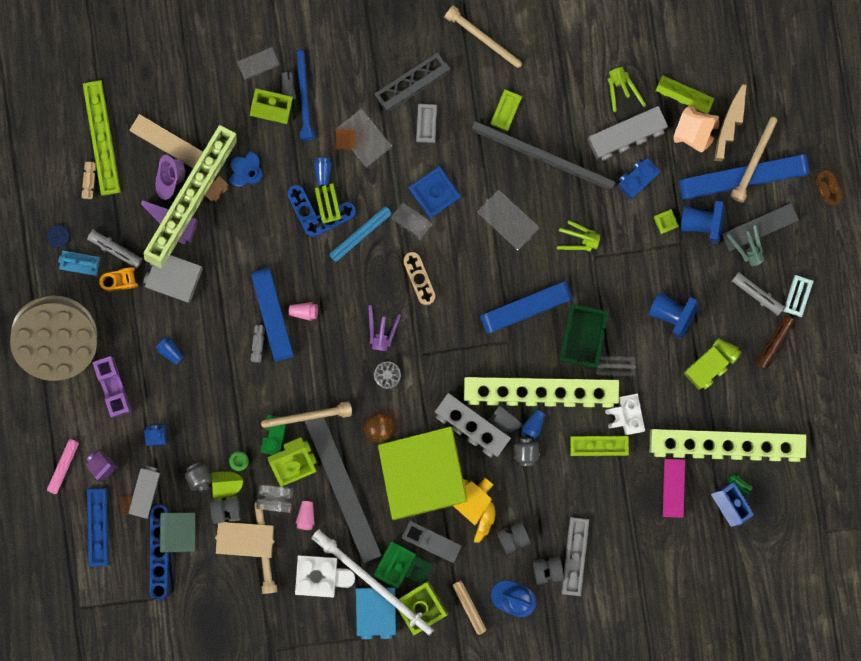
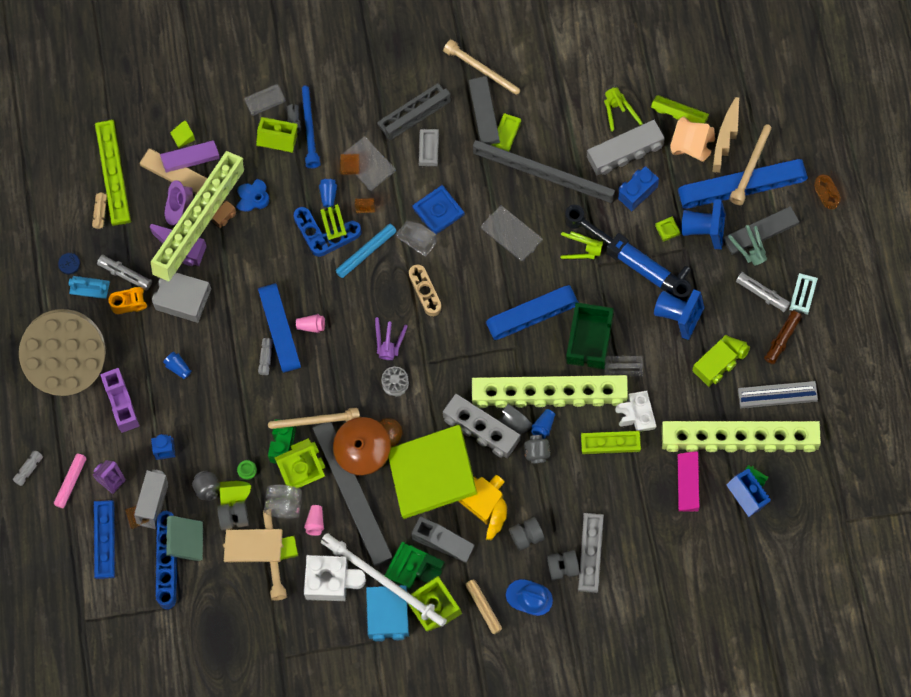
camera: 10 degrees right, 15 degrees down
(20, 451) = (27, 468): none -> light grey axle
(173, 99) = (182, 134): none -> lime slope
(181, 125) = (189, 156): none -> medium lavender tile
(280, 542) = (289, 548): none -> lime tile
(360, 185) = (365, 205): none -> clear orange tile
(366, 442) = (374, 447): none -> dark orange dish
(484, 86) = (484, 110): none -> dark grey tile
(630, 253) = (621, 249): none -> piece
(766, 401) = (777, 394): none -> light grey tile

